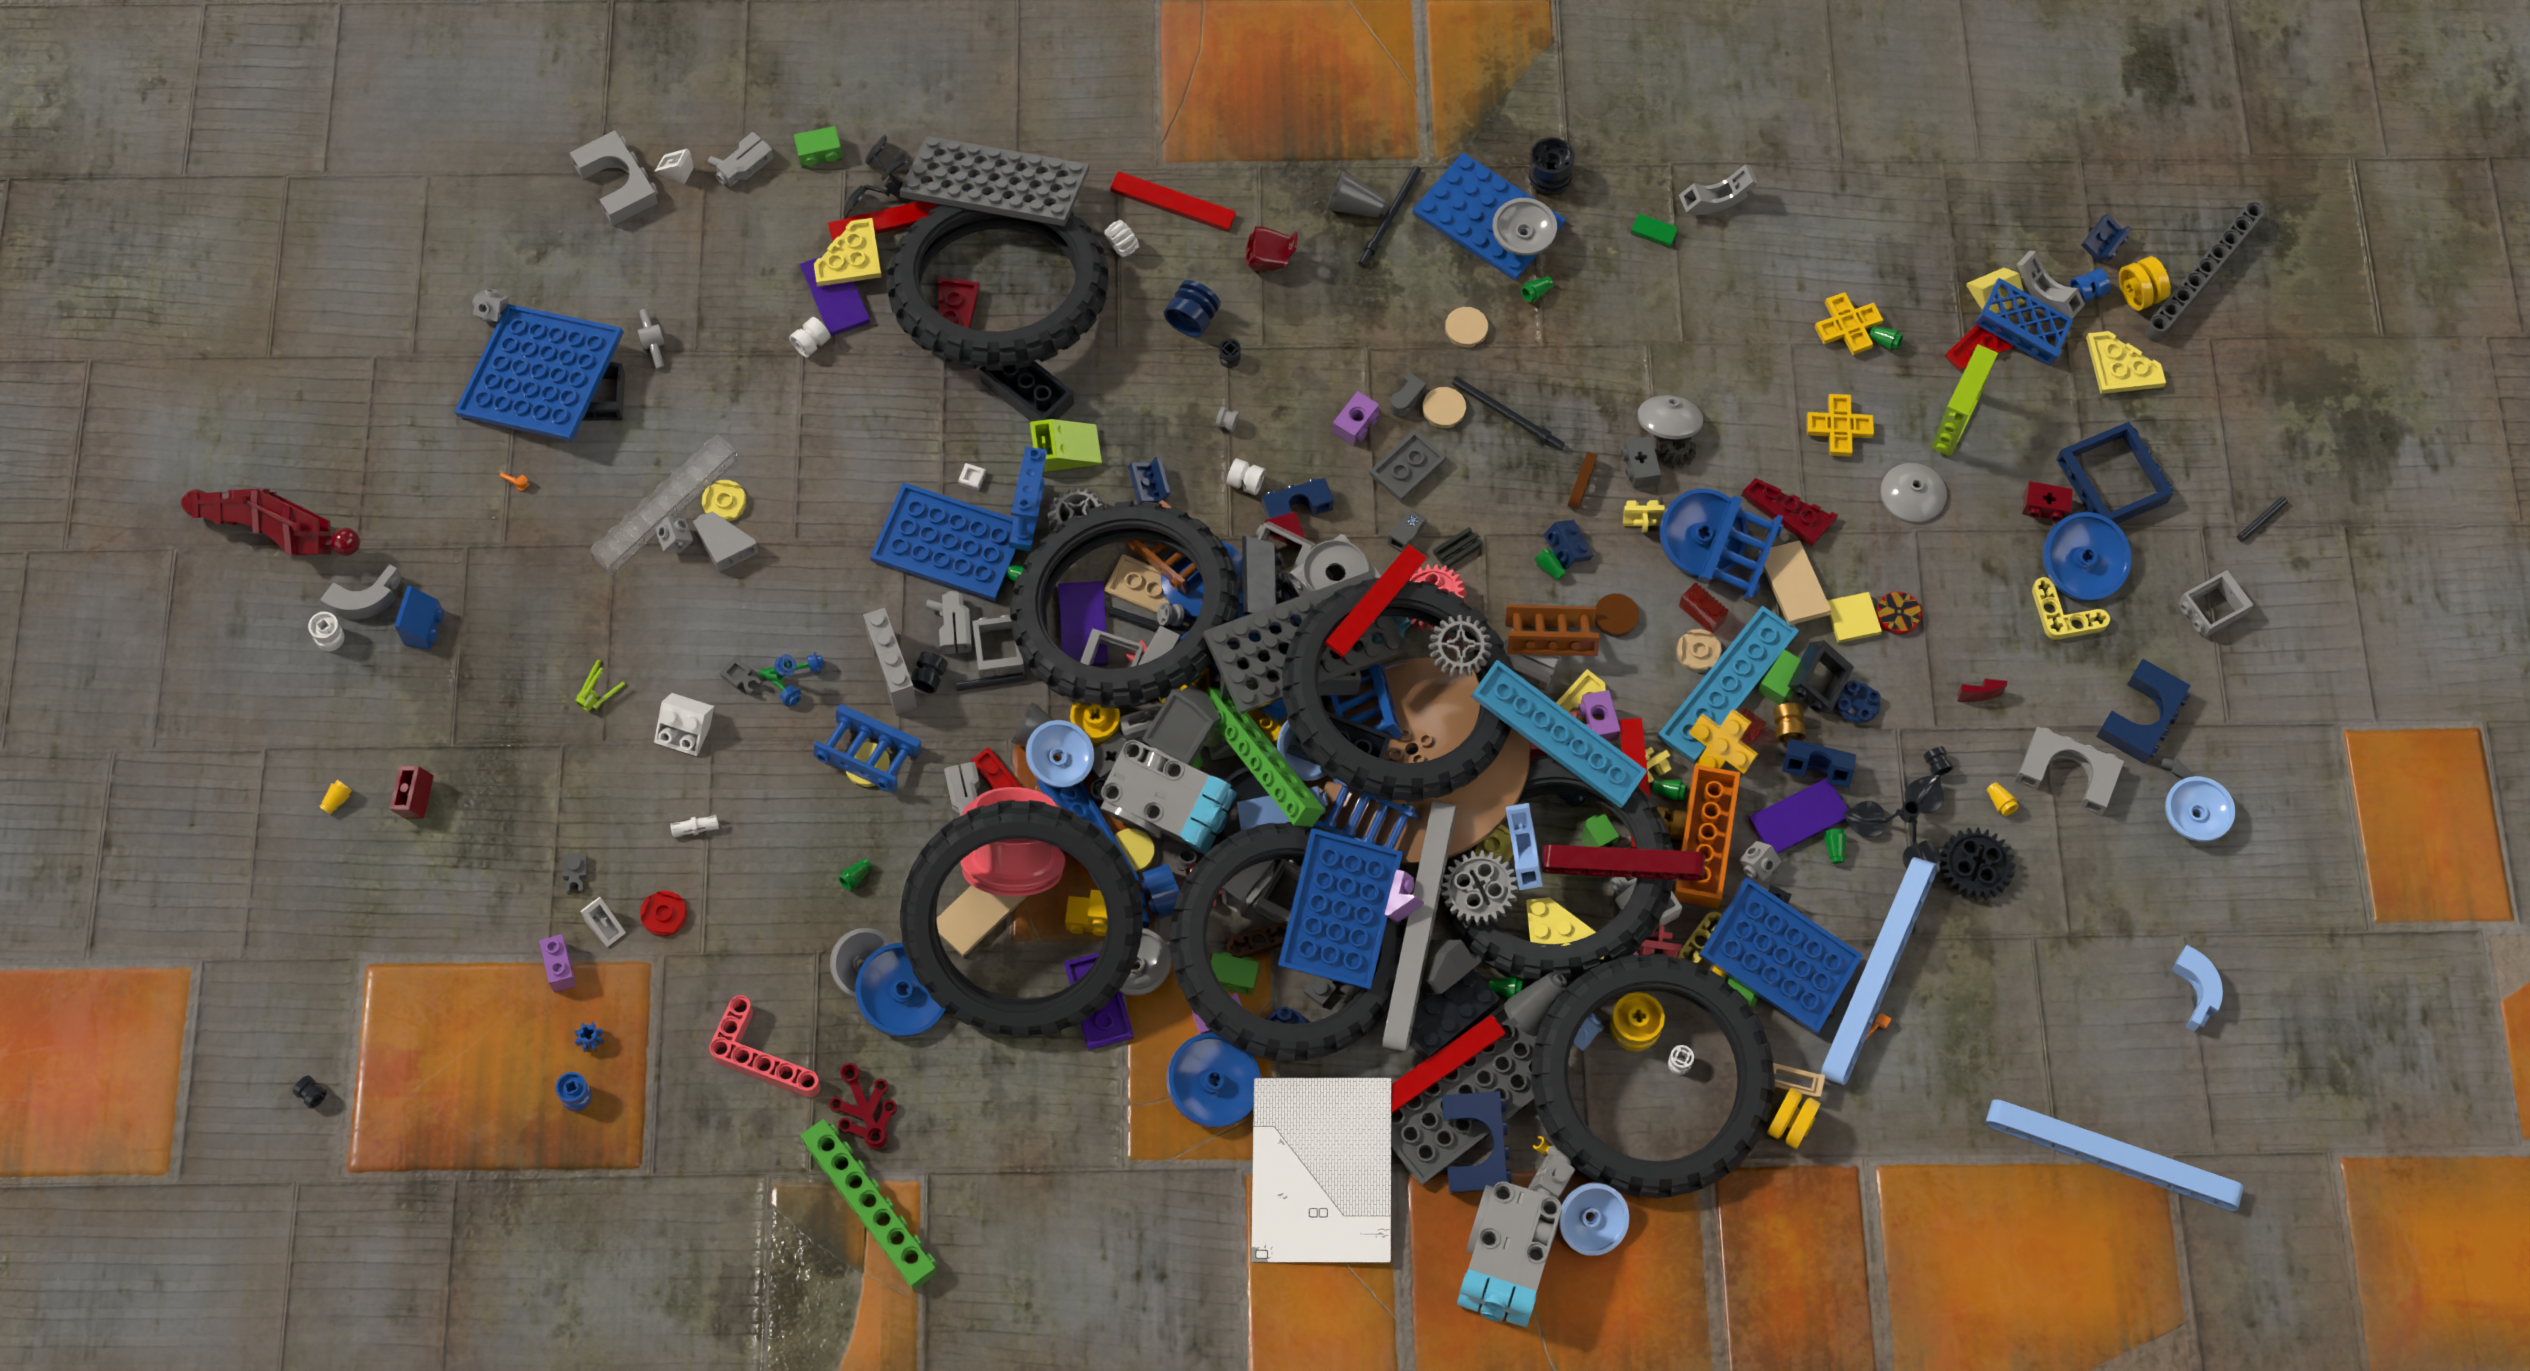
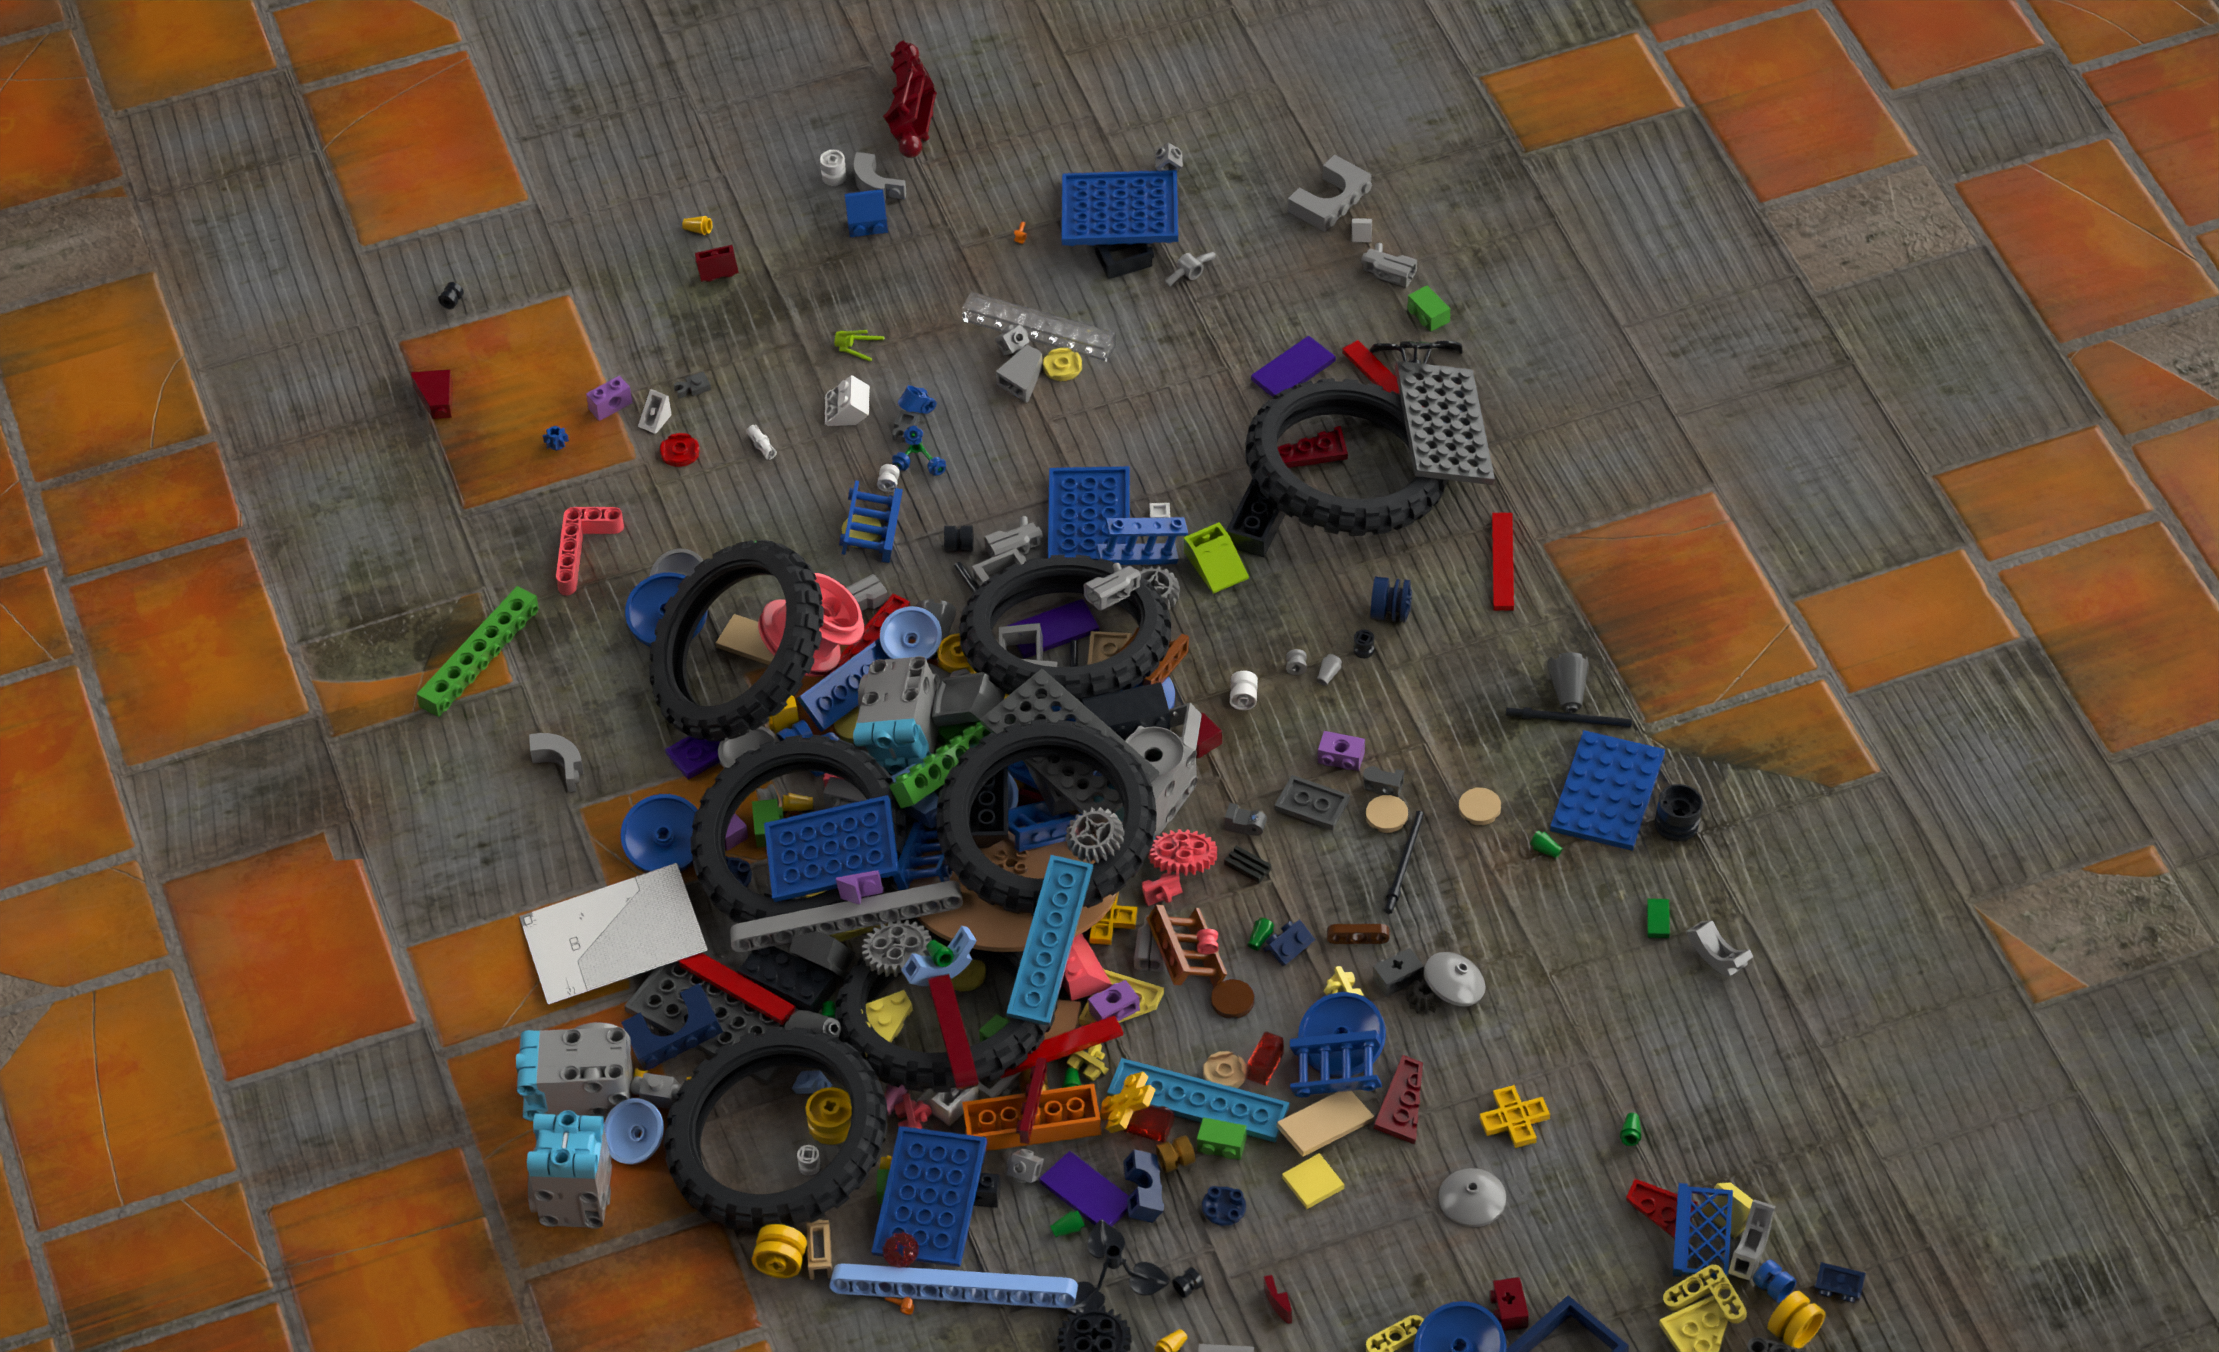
camera: 75 degrees right, 15 degrees down
(455, 1149) = (435, 391): none -> dark red slope
(573, 1091) = (505, 442): blue wheel -> none
(716, 654) = (916, 400): none -> blue piece
(808, 338) = (1236, 362): white wheel -> none
(809, 715) = (888, 478): none -> white wheel
(850, 256) = (1329, 360): light yellow plate -> none
(864, 1111) = (540, 638): dark red plant -> none
(891, 660) = (930, 512): light grey arch -> none
(1053, 1152) = (557, 749): none -> light grey arch
(1100, 526) = (1112, 588): none -> light grey piece
(1121, 238) = (1439, 532): white gear -> none
(1149, 481) = (1206, 627): dark blue bracket -> none
(1217, 937) = (796, 802): none -> yellow cone
(1246, 394) = (1329, 668): none -> light grey cone
(1269, 249) = (1479, 632): dark red piece -> none
(1313, 494) = (1249, 744): dark blue arch -> none
(1375, 601) = (1109, 760): red tile -> none
(1522, 845) = (940, 954): none -> green cone
(1526, 217) = (1595, 805): light grey dish -> none
(1560, 608) = (1207, 941): none -> coral wheel
(1649, 1291) = (569, 1170): none -> piece
(1709, 825) = (1033, 1095): none -> dark red plate
(1820, 652) = (1253, 1161): black window -> none
(1824, 1010) = (910, 1252): none -> clear red gear
(1848, 323) = (1631, 1095): yellow plate -> none
(1898, 613) = (1334, 1215): tile -> none
(1964, 400) = (1564, 1210): lime window -> none
(2088, 333) = (1713, 1286): none -> light yellow beam

